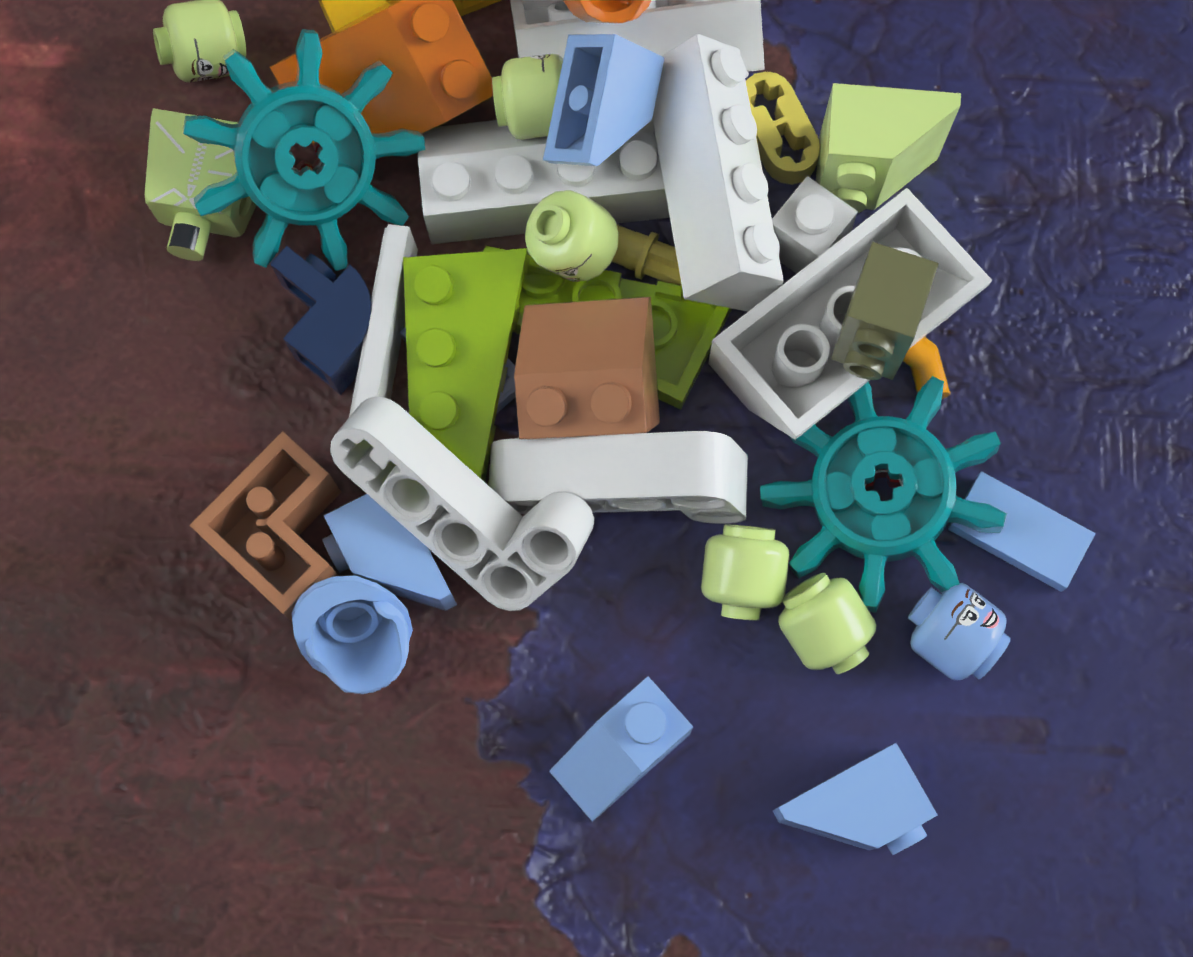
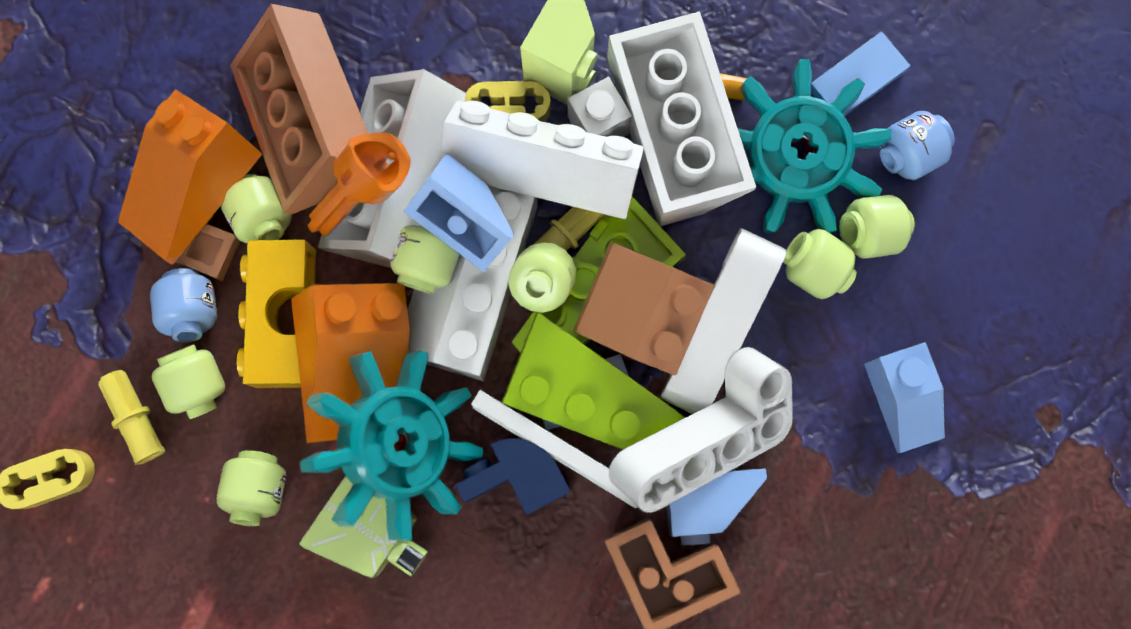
camera: 70 degrees left, 5 degrees up
(353, 632) = (765, 547): light blue piece -> none
(865, 805) = (1003, 257): light blue slope -> none
(884, 312) = (713, 87): olive brick -> none

